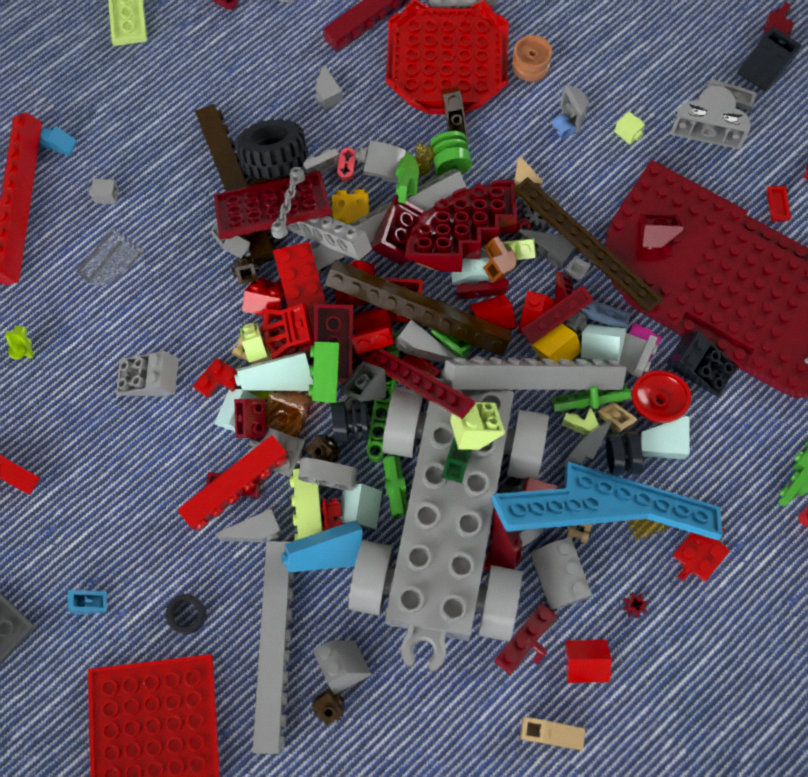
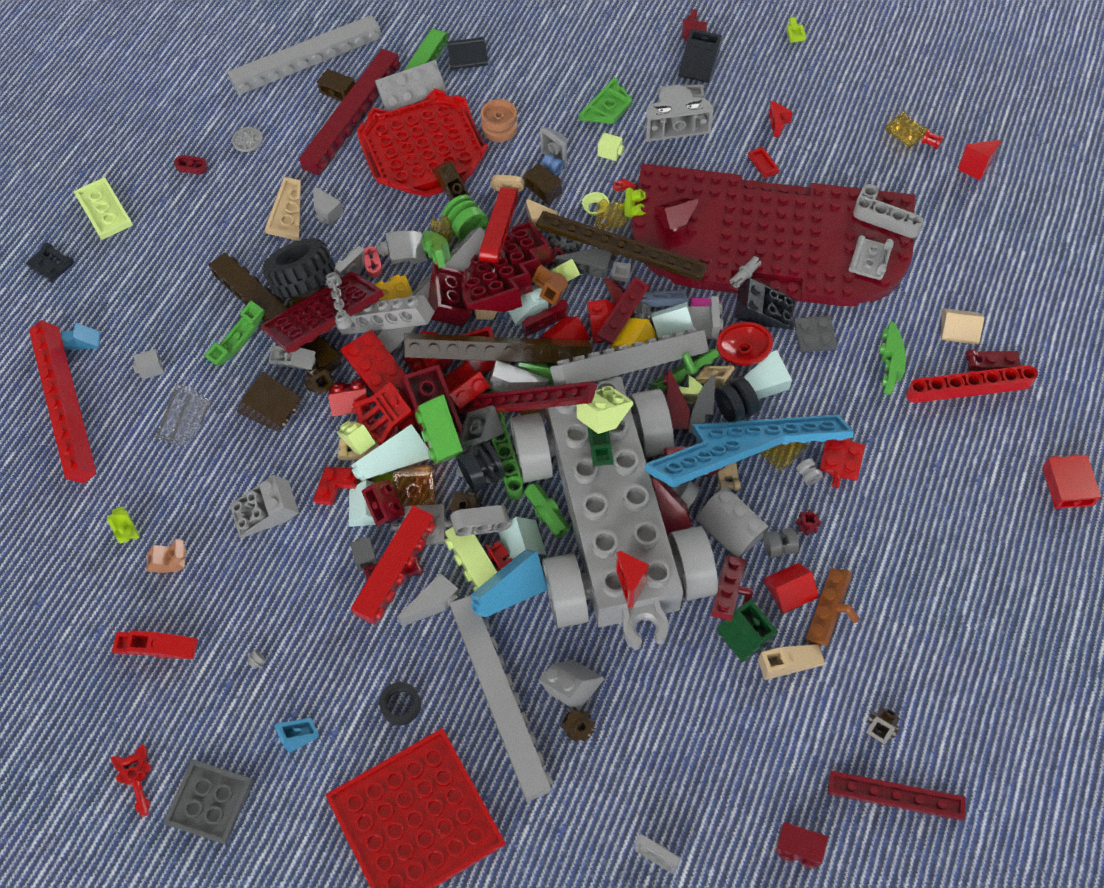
camera: 25 degrees left, 10 degrees down
(45, 389) = (166, 559): none -> nougat brick
(55, 55) = (45, 266): none -> black plate
(82, 517) = (256, 659): none -> light grey plate
(191, 195) = (237, 336): none -> bright green slope
(192, 275) = (269, 403): none -> dark brown slope
(213, 458) = (363, 553): none -> dark grey brick
(287, 83) = (285, 214): none -> tan wing
(422, 609) = (631, 575): none -> red slope
(478, 175) = (498, 225): none -> red beam
(510, 130) = (507, 181): none -> tan plate
(523, 688) = (747, 631): none -> dark green slope
(544, 144) = (543, 183): none -> dark brown brick
(563, 434) = (676, 403): none -> dark red slope
(588, 177) = (594, 197): none -> yellowish green piece
(590, 614) = (774, 545): none -> dark grey wheel
(597, 203) = (612, 213): none -> clear yellow plate
(614, 698) = (830, 606): none -> dark orange plate
(623, 193) = (629, 206): none -> lime hips
(624, 174) = (623, 184): none -> red arm
(649, 79) = (607, 105): none -> bright green wing
(661, 554) = (809, 471): none -> light grey wheel
(697, 321) = (745, 272): none -> light grey pin
(739, 412) = (815, 334): none -> dark grey plate

